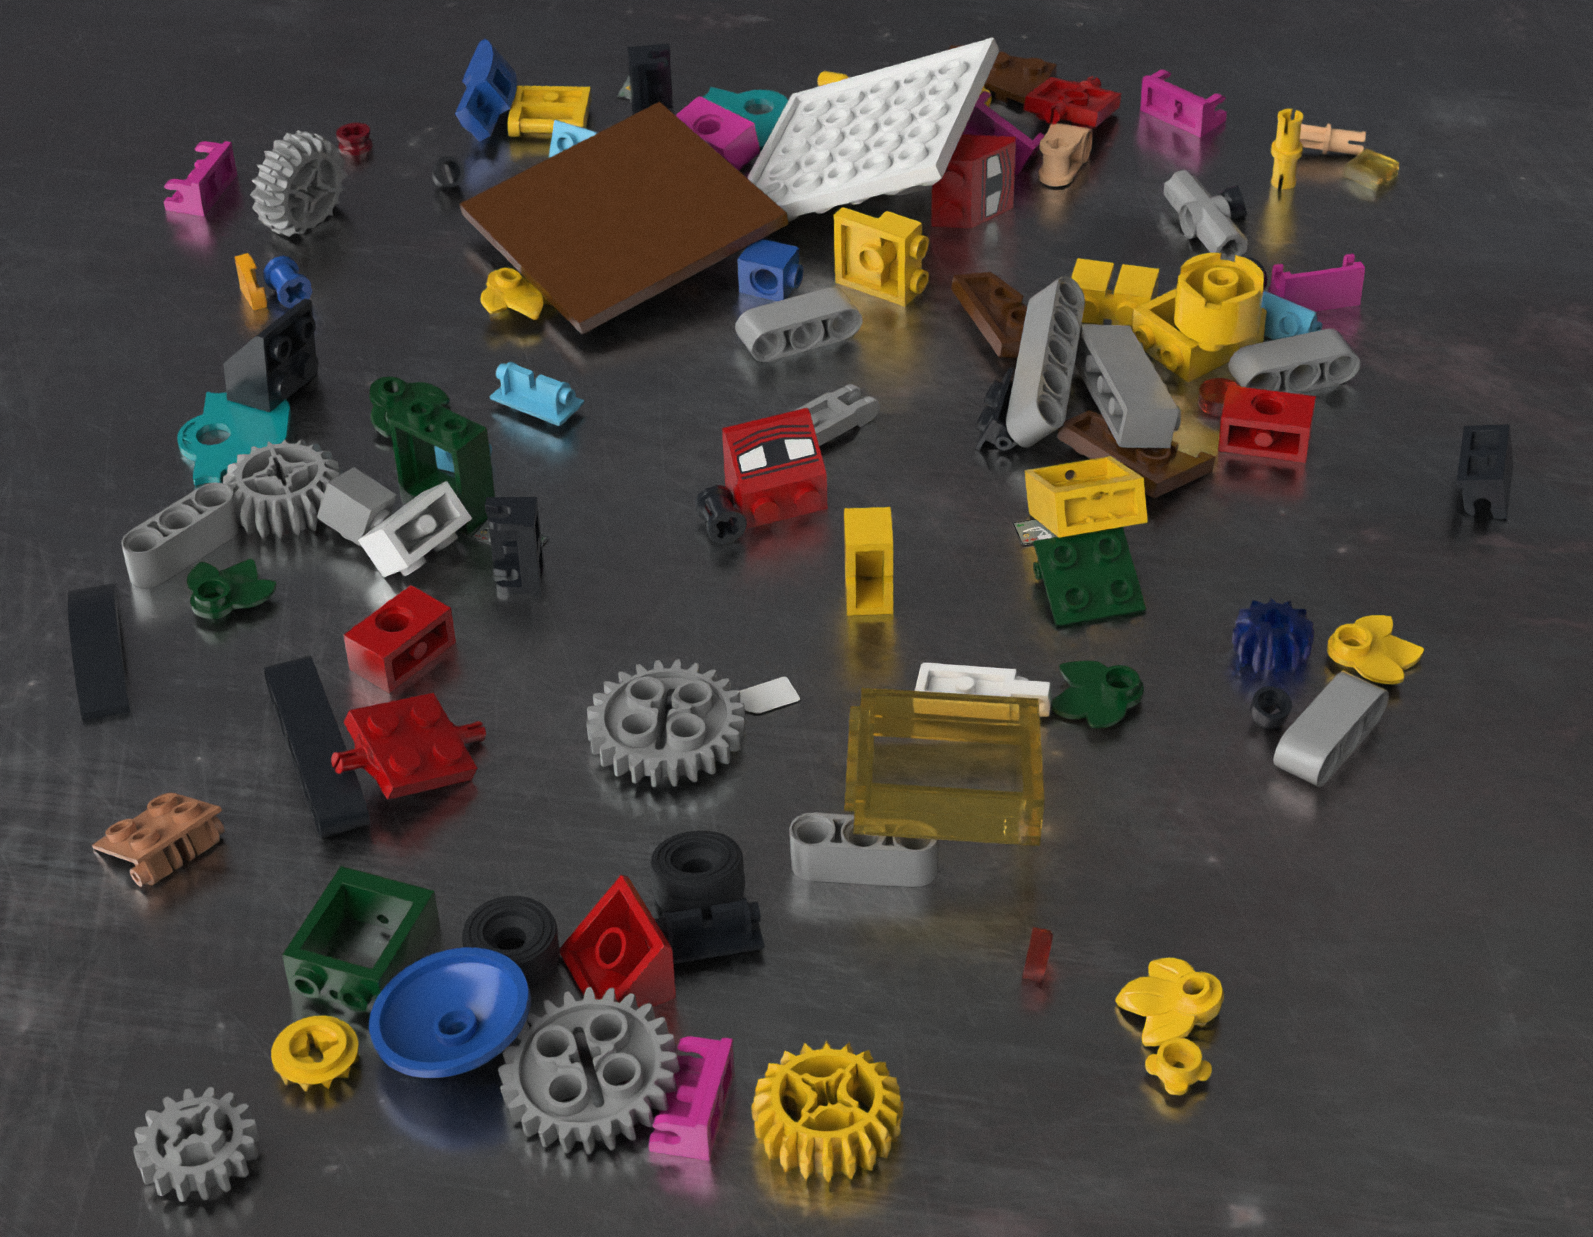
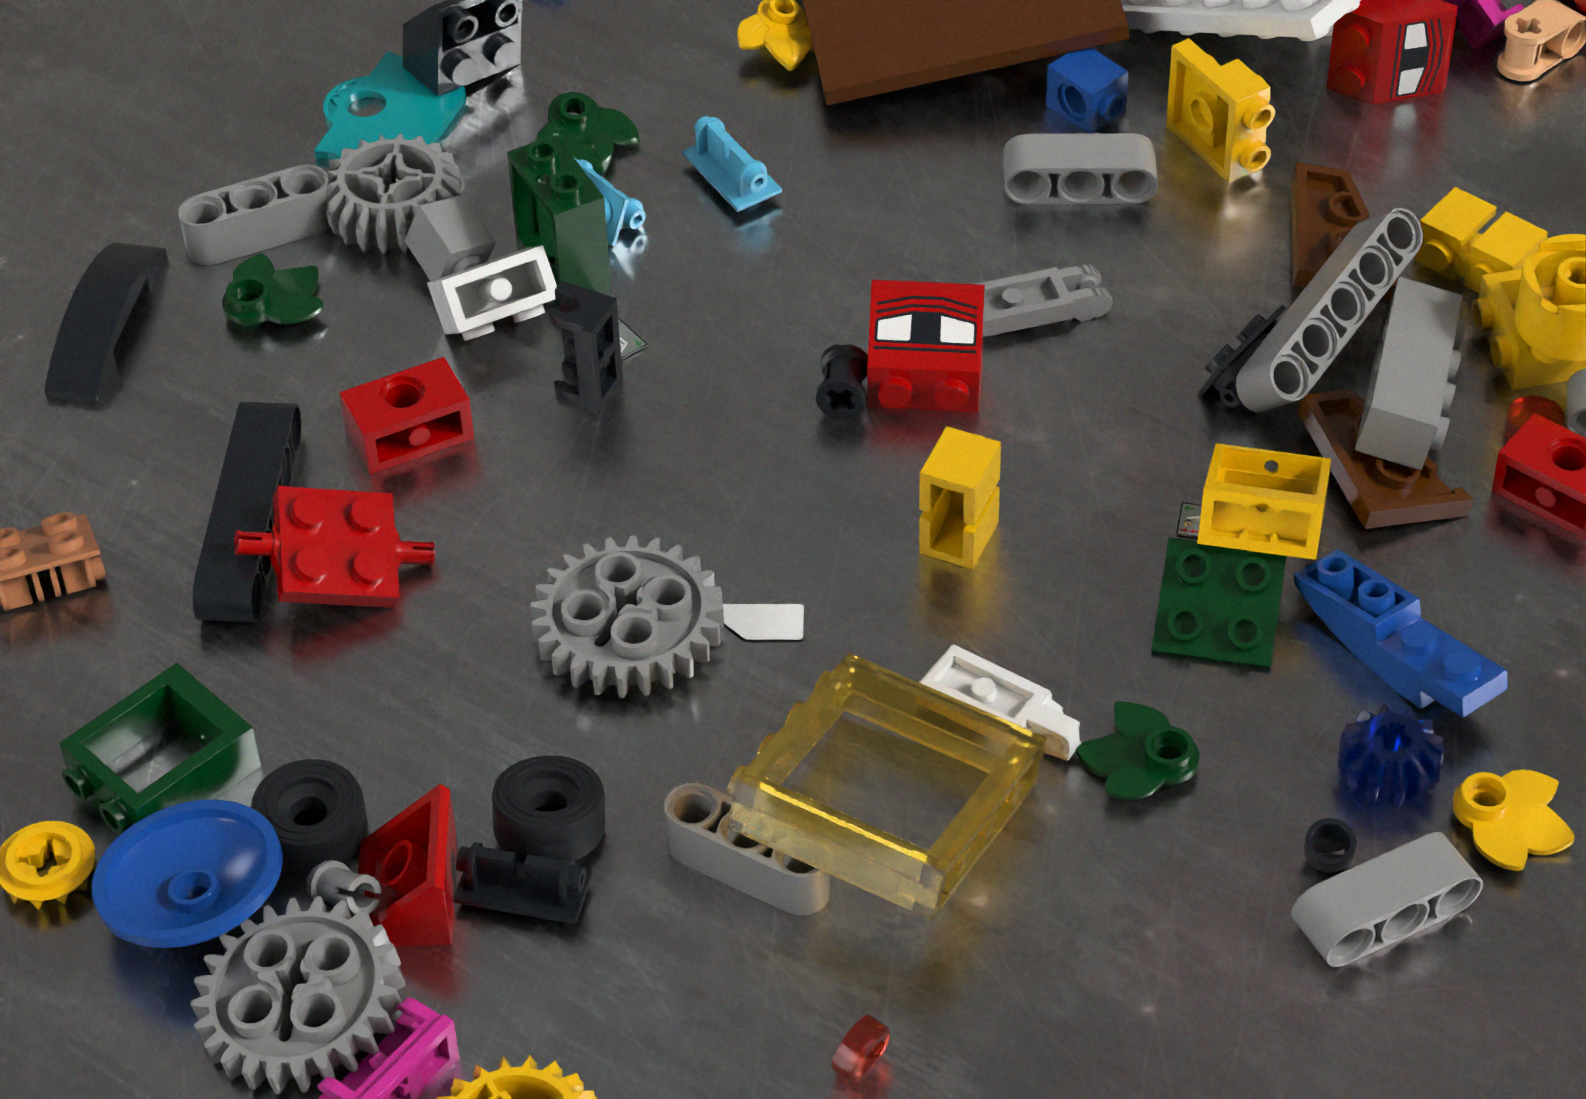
camera: 25 degrees right, 5 degrees up
(575, 980) = (336, 883): none -> light grey pin
(1214, 559) = (1389, 636): none -> blue slope

